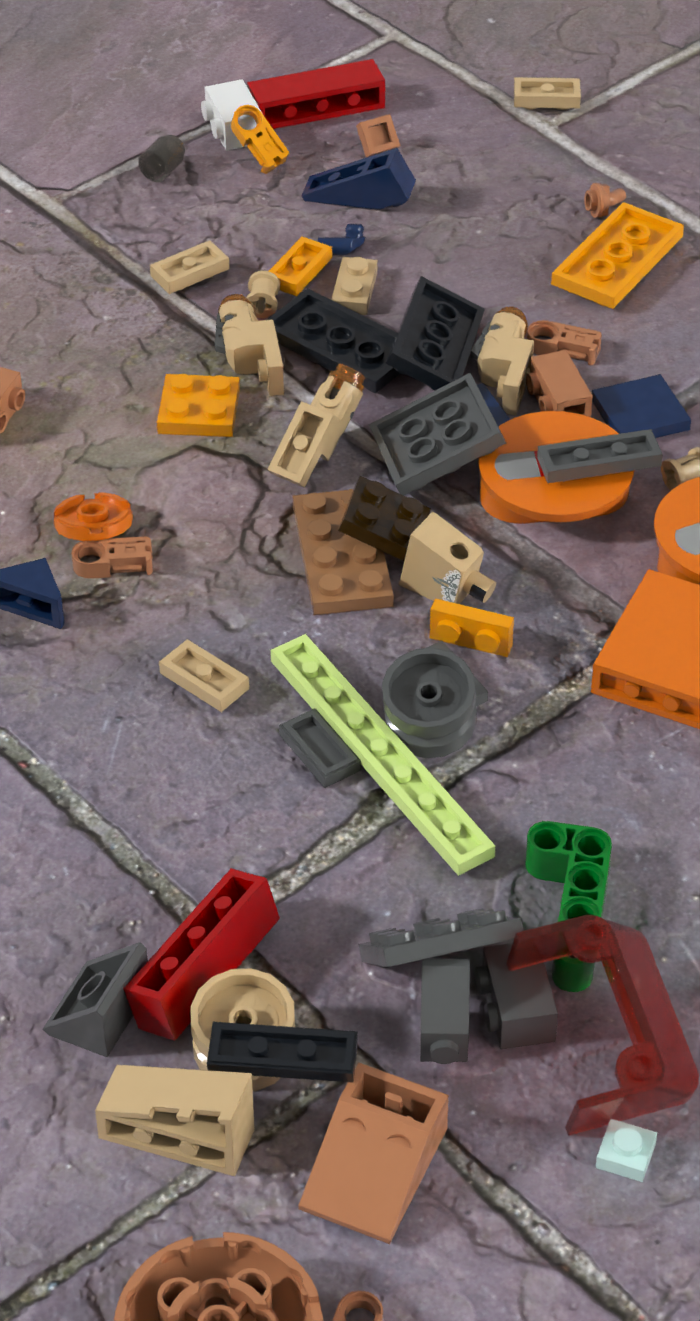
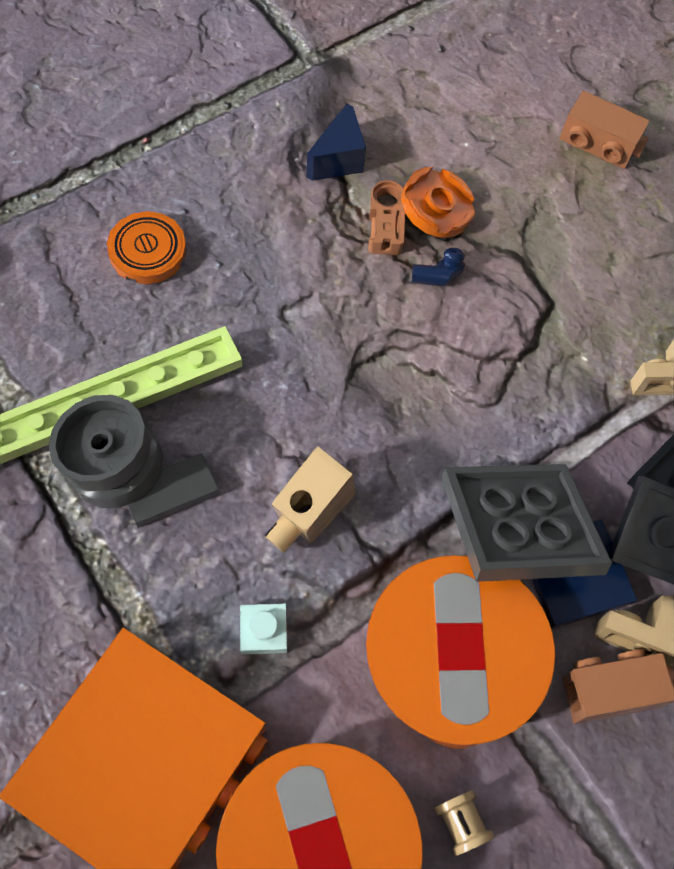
camera: 90 degrees right, 20 degrees up
(173, 513) = (441, 273): none -> dark blue arm
(175, 734) = (146, 247): none -> orange tile
(198, 405) = (609, 310): light orange plate -> none
(204, 675) = (210, 272): tan plate -> none
(318, 426) = (546, 404): tan plate -> none
(320, 748) = (101, 357): dark grey tile -> none
(338, 568) = (376, 416): medium nougat plate -> none
(382, 517) = (399, 453): dark brown plate -> none
(471, 627) = (216, 533): light orange plate -> none
(562, 602) = (263, 629): none -> light aqua plate
(599, 456) = (449, 694): dark grey plate -> none
(641, 406) = (591, 791): dark blue tile -> none

